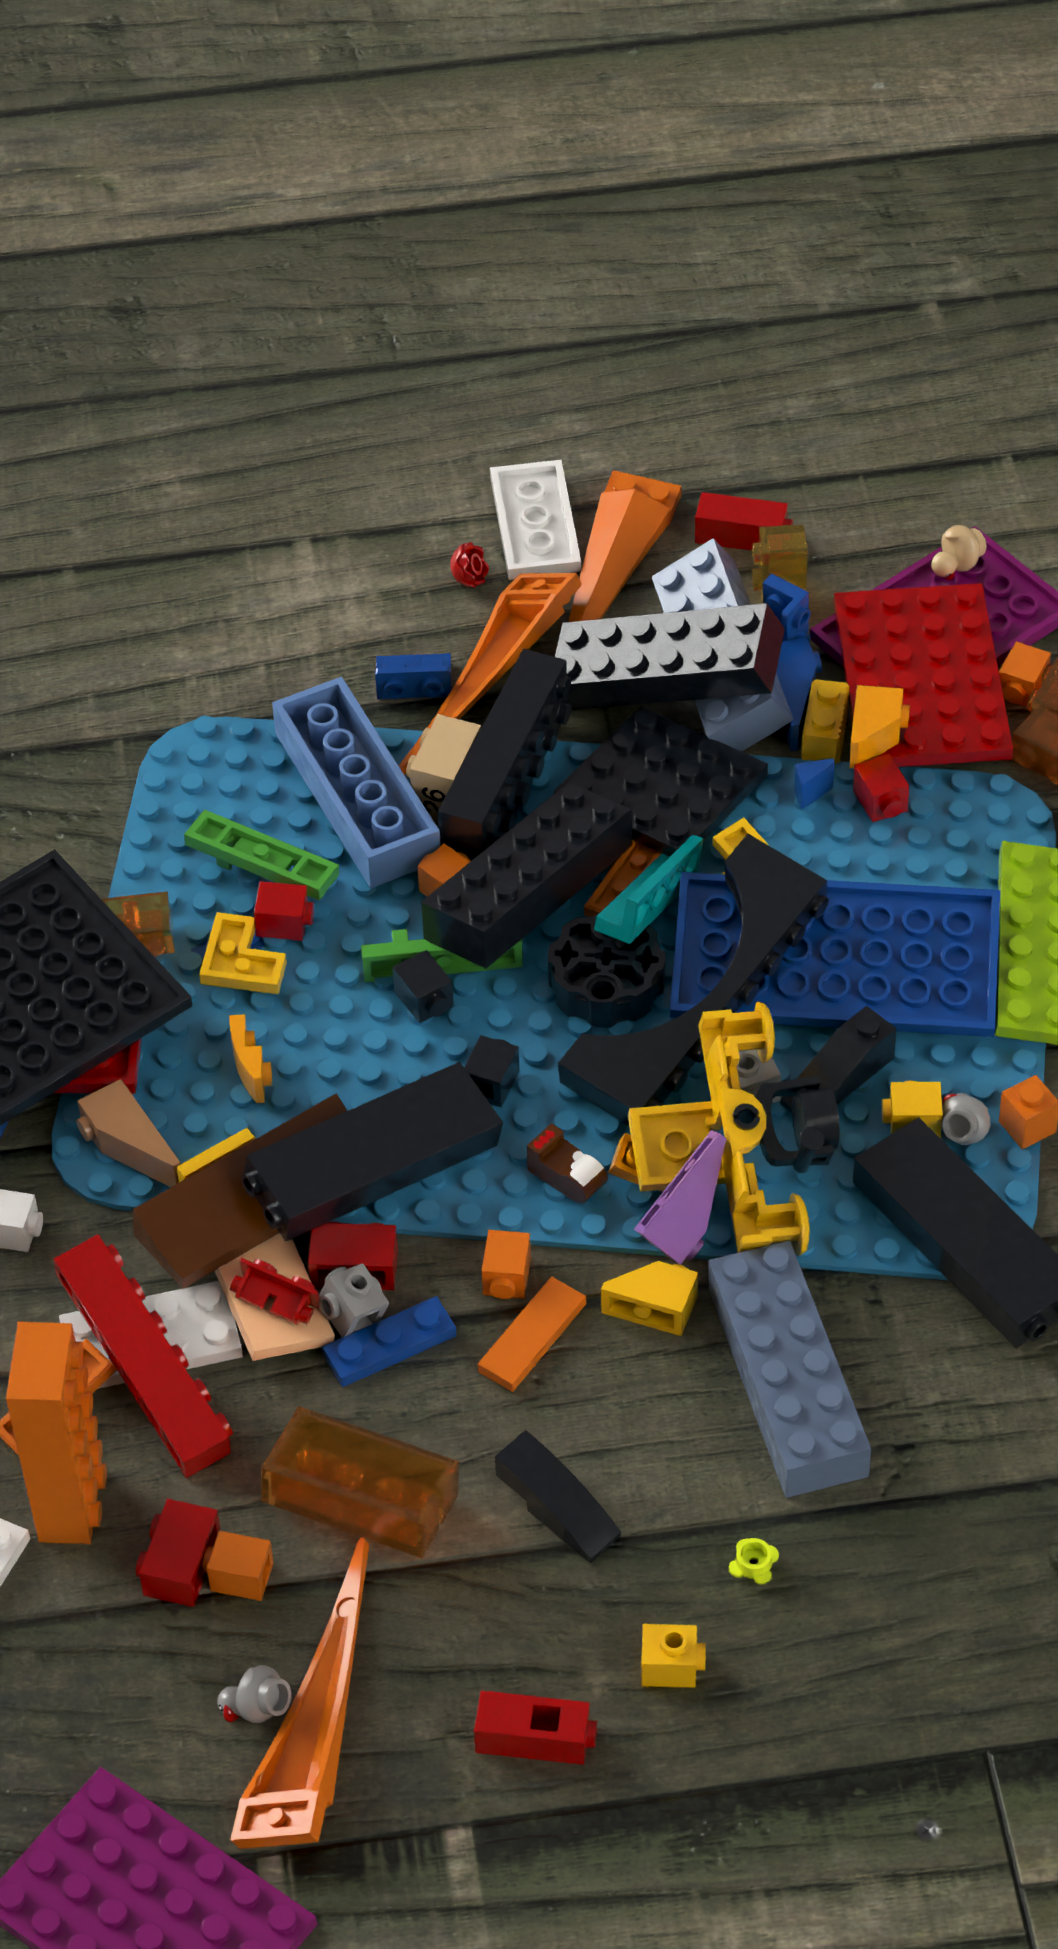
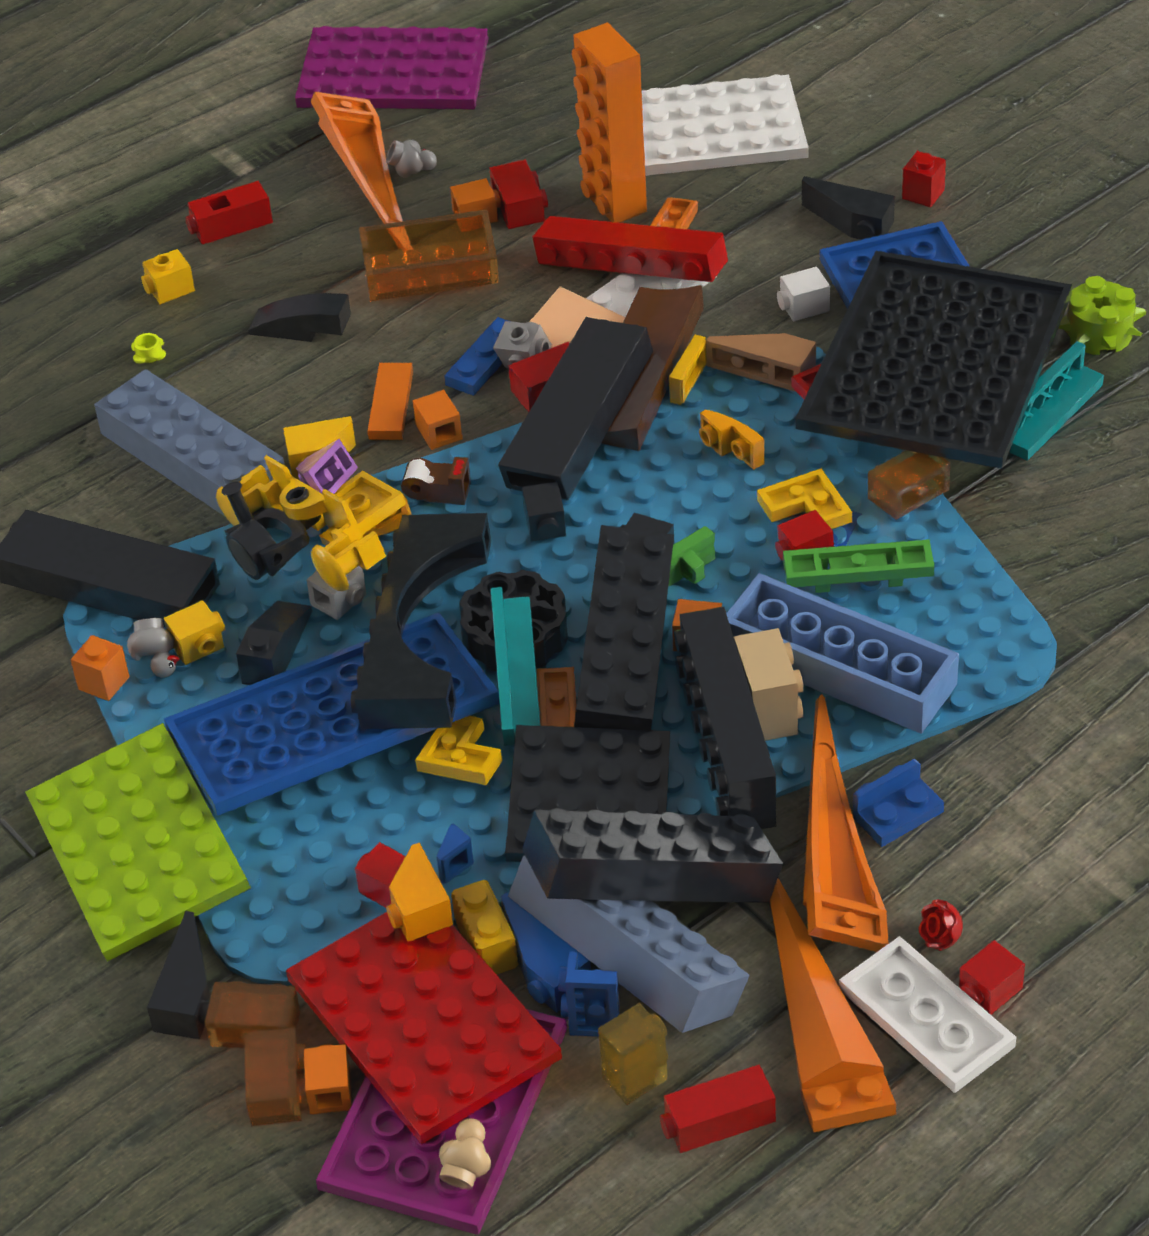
camera: 150 degrees right, 5 degrees down
(262, 1281) = (567, 319): red hinge -> none
(469, 515) = (992, 976): none -> red brick

